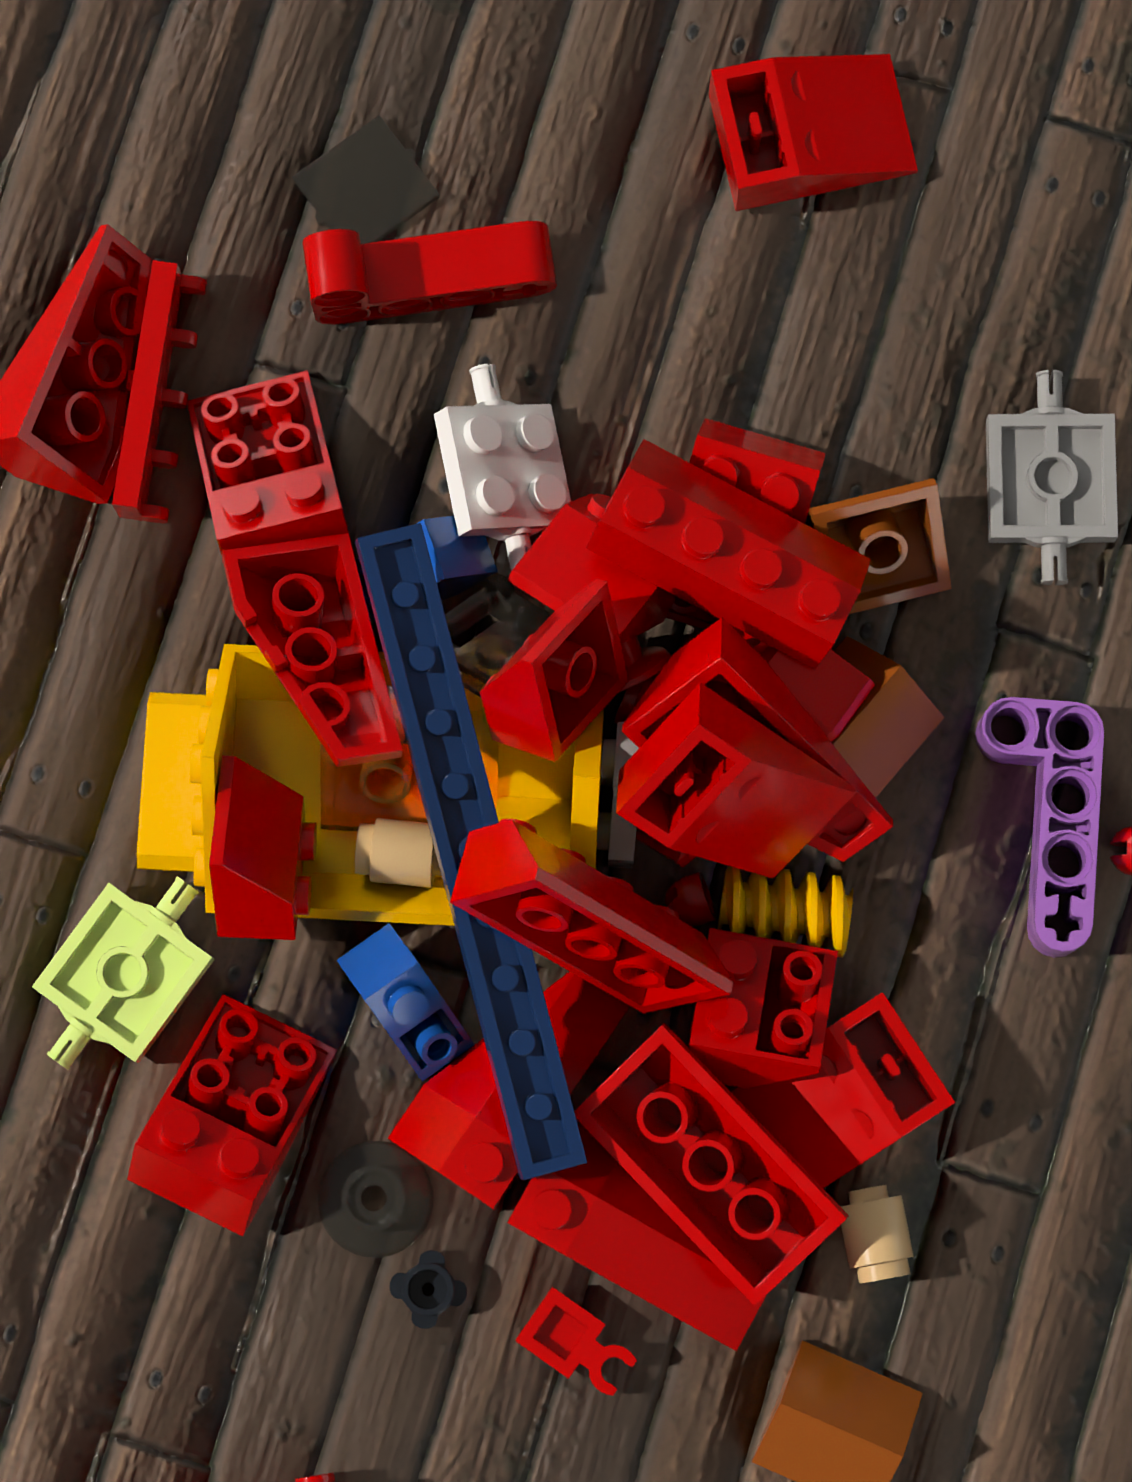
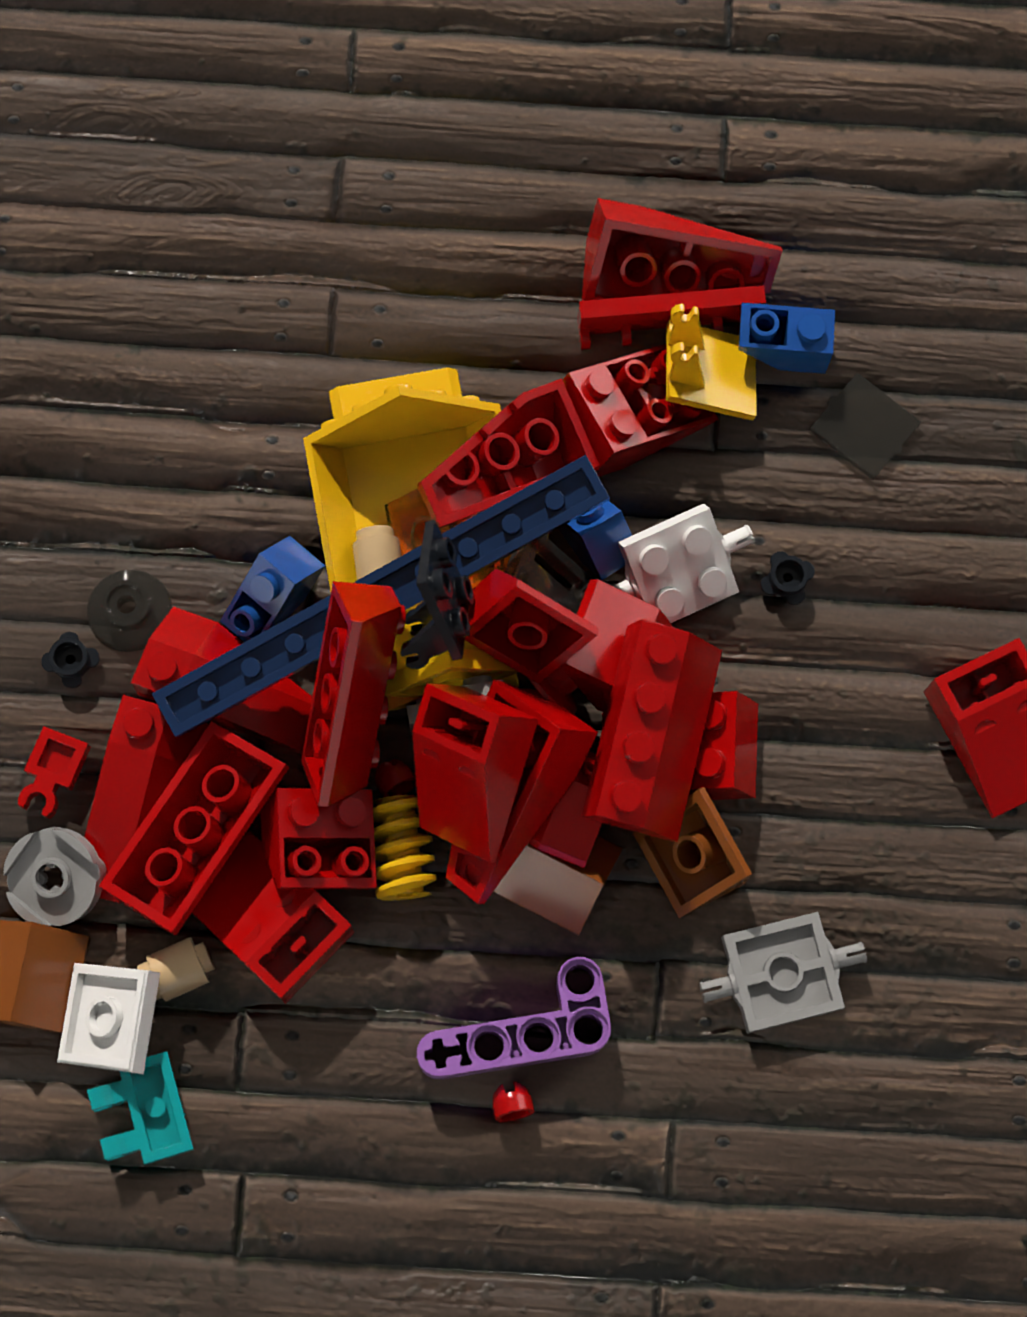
camera: 70 degrees right, 5 degrees down
(123, 973) = (248, 396): yellowish green plate -> none
(227, 247) = (788, 336): none -> blue slope
(230, 1115) = (165, 492): red slope -> none
(245, 360) = (708, 368): none -> yellow plate
(259, 855) = (348, 455): red slope -> none
(426, 271) = (809, 476): red beam -> none
(511, 766) = (444, 605): none -> black plate
(541, 321) = (785, 564): none -> black plate
(684, 1356) = (27, 881): none -> light grey plate
(921, 1332) = (108, 1017): none -> white plate
(1046, 1299) = (154, 1109): none -> teal plate

